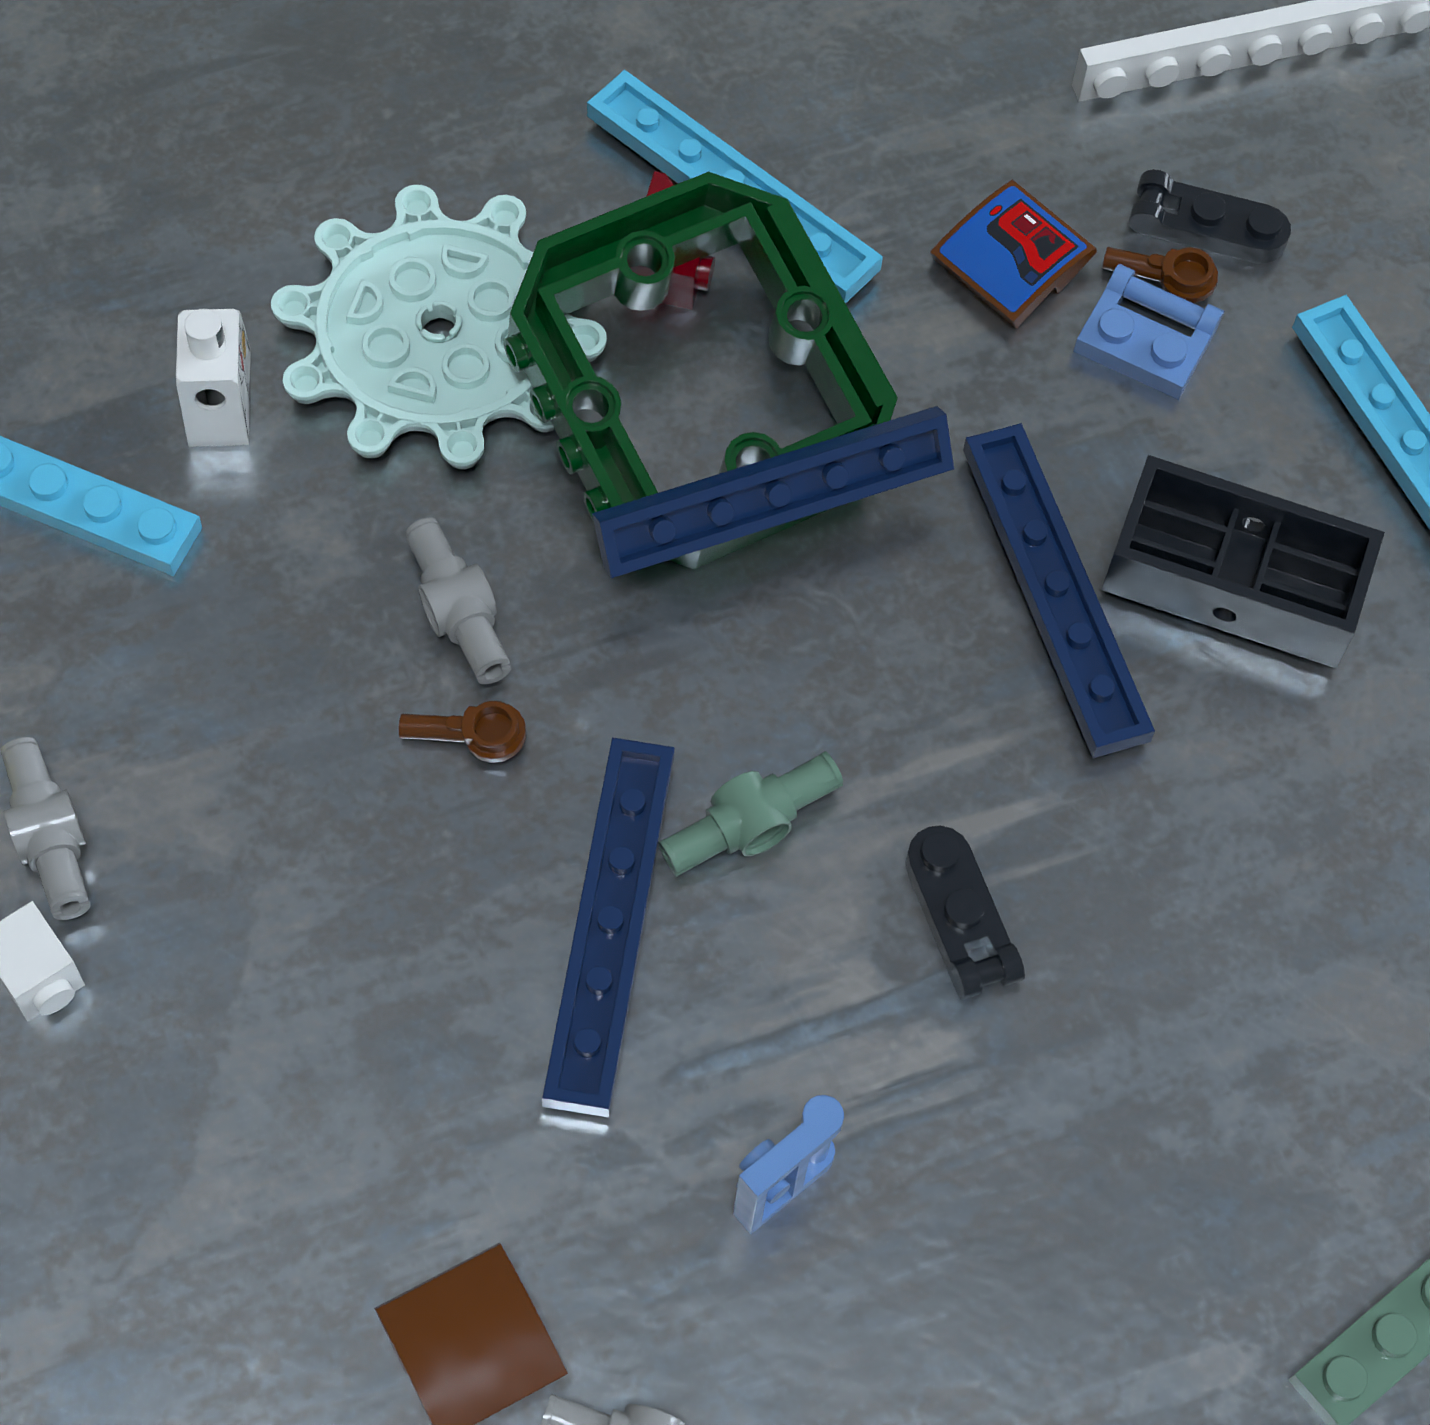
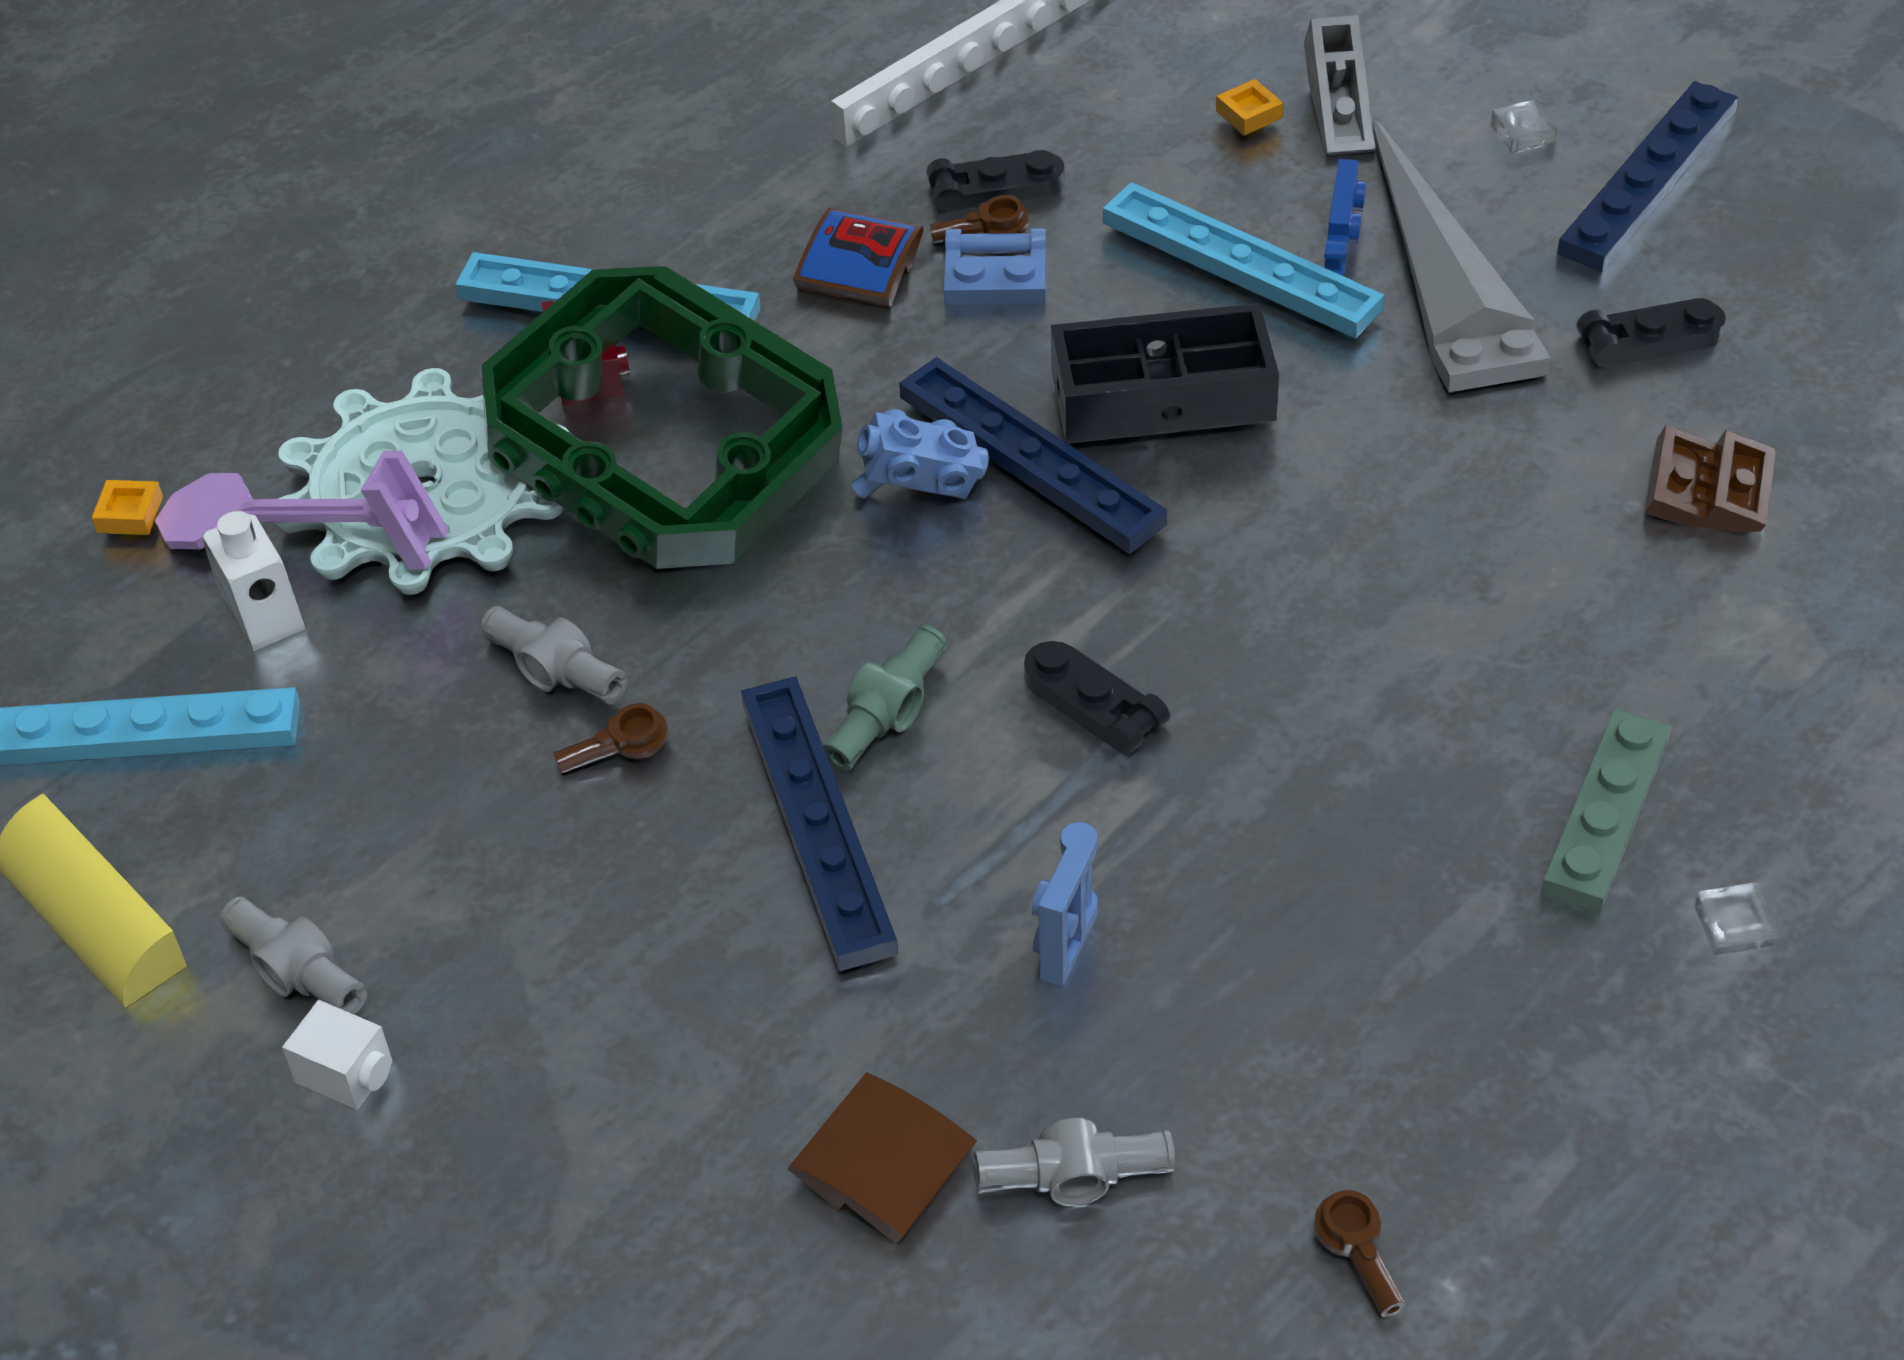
camera: 20 degrees left, 15 degrees down
(147, 224) = (127, 507): none -> light orange plate
(231, 261) = (391, 501): none -> lavender piece
(773, 491) = (771, 463): dark blue plate -> none
(935, 542) = (918, 456): none -> medium blue brick

